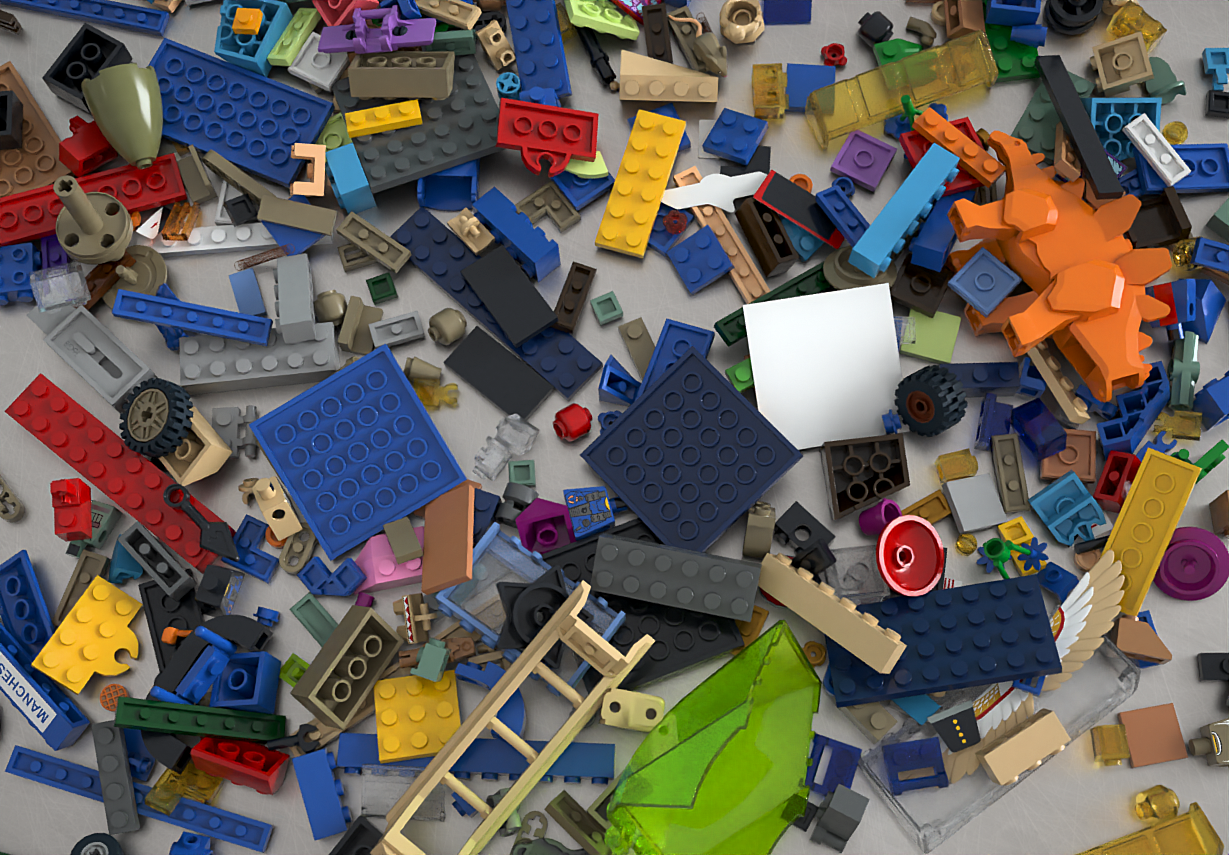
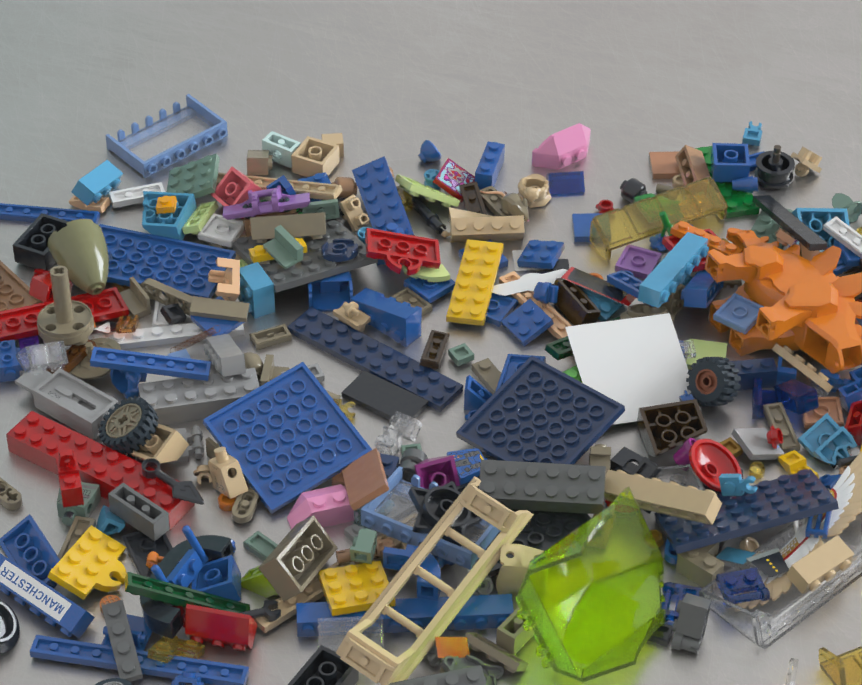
camera: 10 degrees left, 30 degrees down
(218, 589) = (190, 517): black torso -> none
(252, 559) = (206, 514): blue tile -> none
(322, 793) = (285, 640): blue brick -> none
(340, 583) = (281, 521): blue tile -> none
(373, 242) = (278, 325): dark tan plate -> none
(381, 288) = (286, 356): dark green tile -> none
(387, 126) = (284, 248): none -> sand green panel
(403, 540) = (329, 486): dark tan tile -> none
(416, 618) = (344, 532): tan hips -> none
(447, 326) = (341, 370): dark tan head -> none
(462, 806) = (398, 641): blue plate -> none
(463, 128) = (339, 250): none -> dark blue tile
(509, 296) = (387, 346): black tile -> none
(527, 827) = (452, 646): none -> sticker
(572, 422) = (446, 418): red head -> none
(675, 228) = (505, 302): clear red plate -> none
(730, 217) = (546, 292): none -> blue piece
(768, 91) = (561, 226): clear yellow brick -> none
(920, 287) = (694, 324): dark brown plate -> none
(931, 601) = (735, 486): none -> dark azure plate
(956, 466) = (739, 419): clear yellow brick -> none
(997, 552) = (779, 456): plant -> none
(998, 500) = (774, 437): none -> red plate
(1121, 64) = (815, 194): tan plate -> none
(1133, 19) = (822, 180): clear yellow brick -> none

